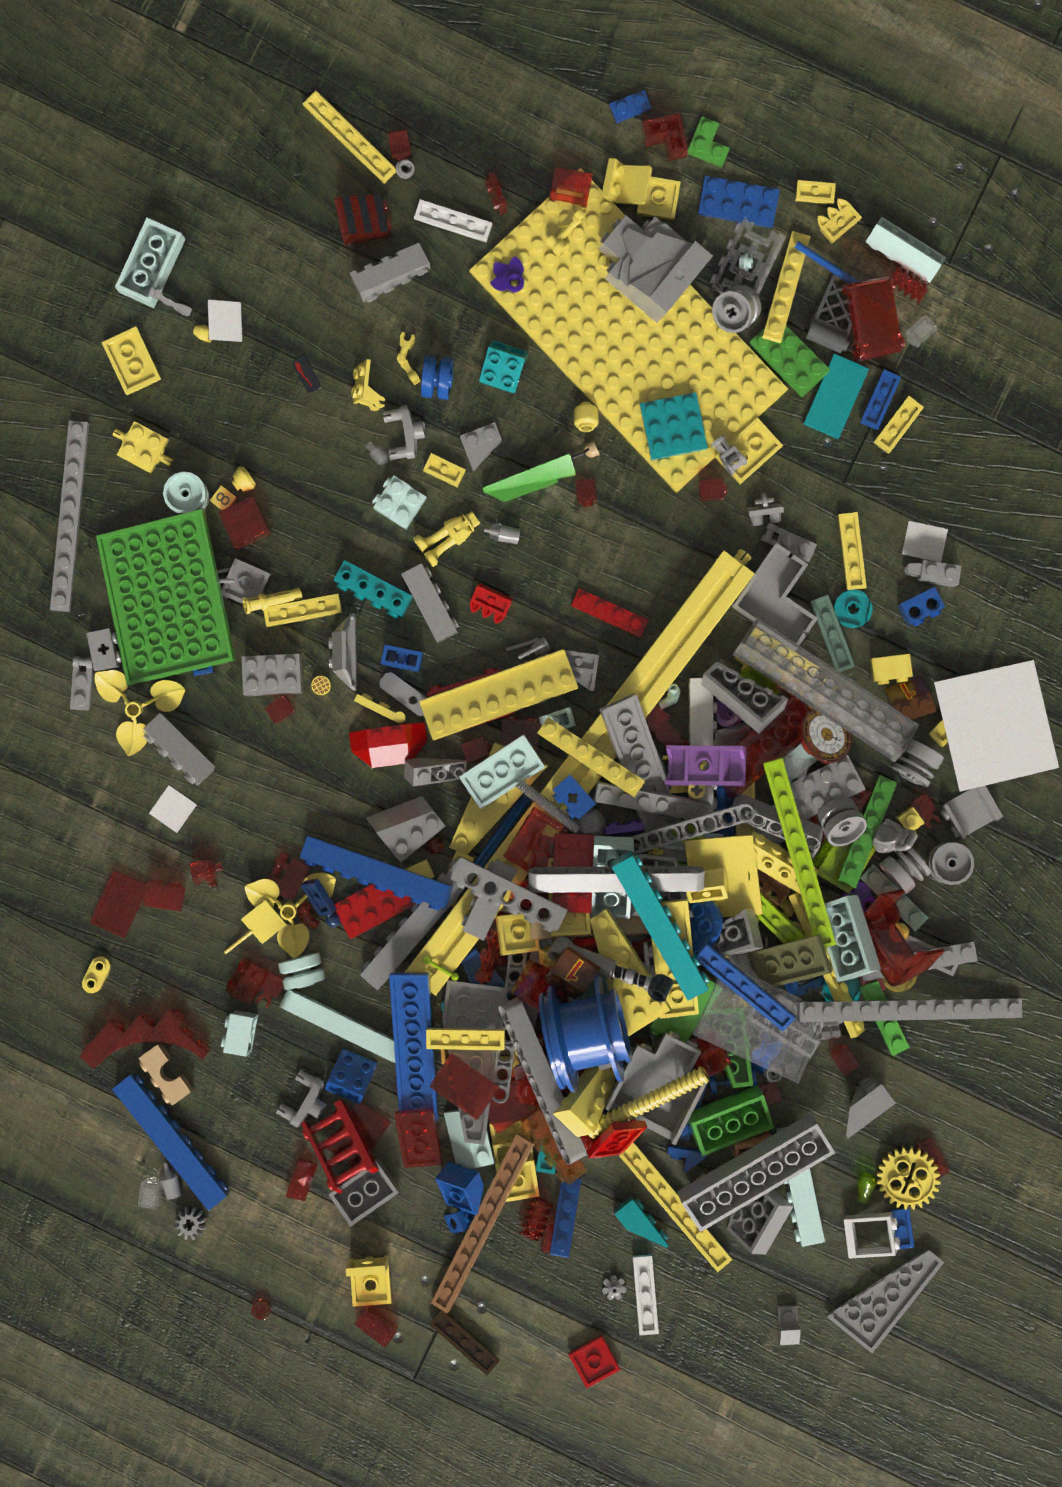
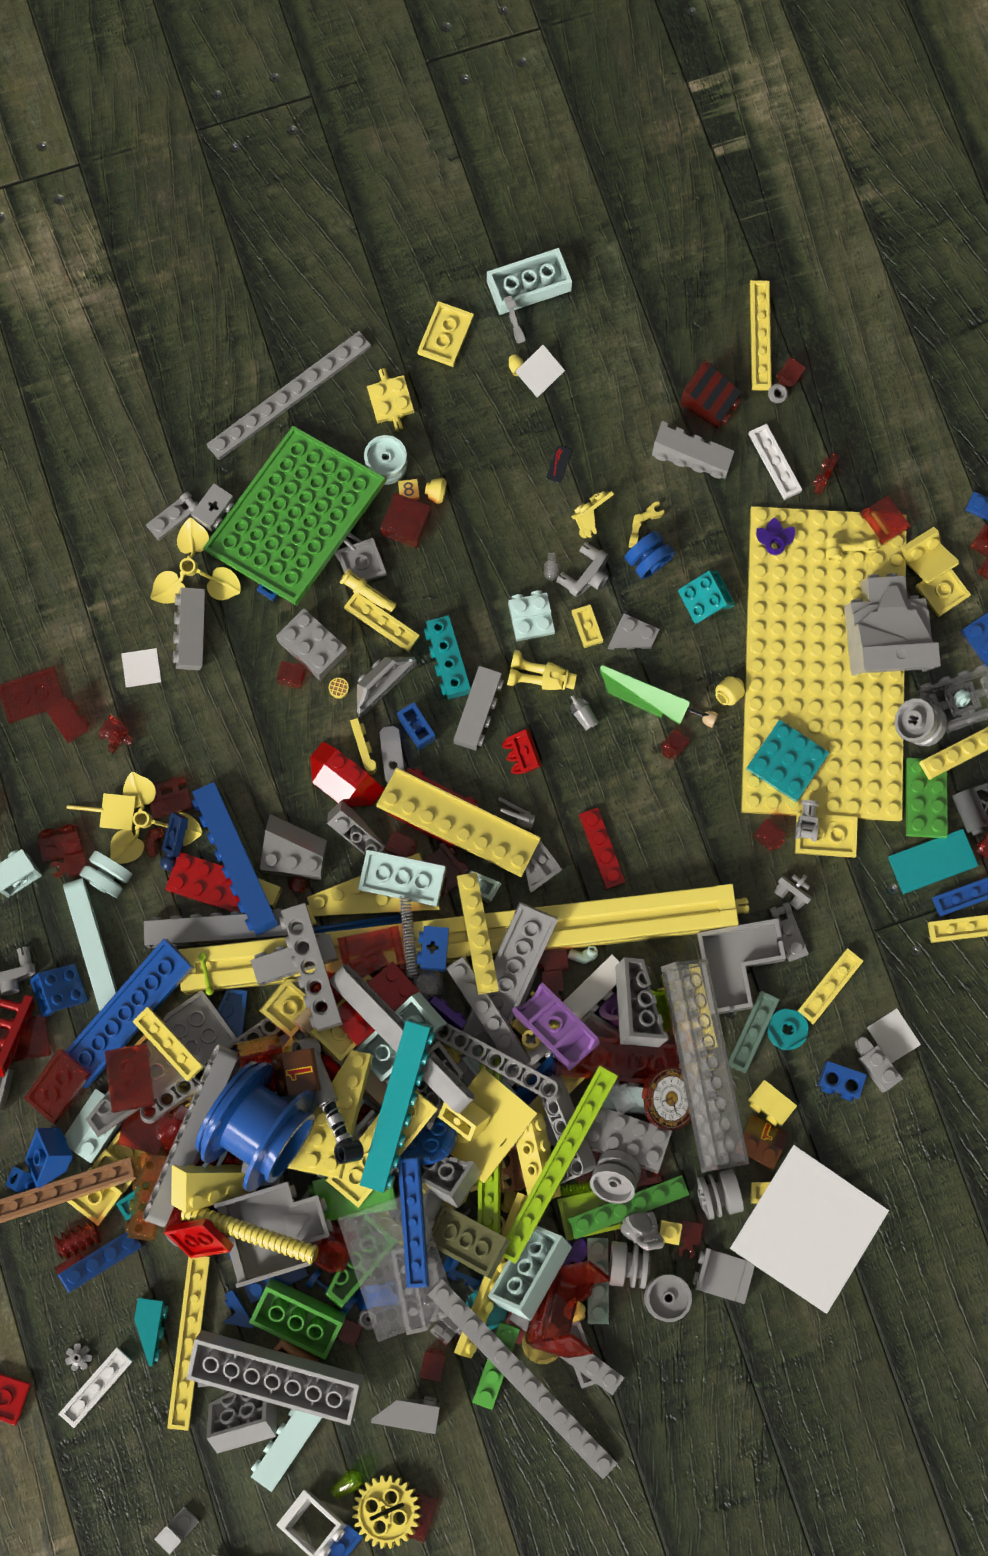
camera: 45 degrees right, 10 degrees down
(485, 971) = (234, 1013): clear red plant -> none

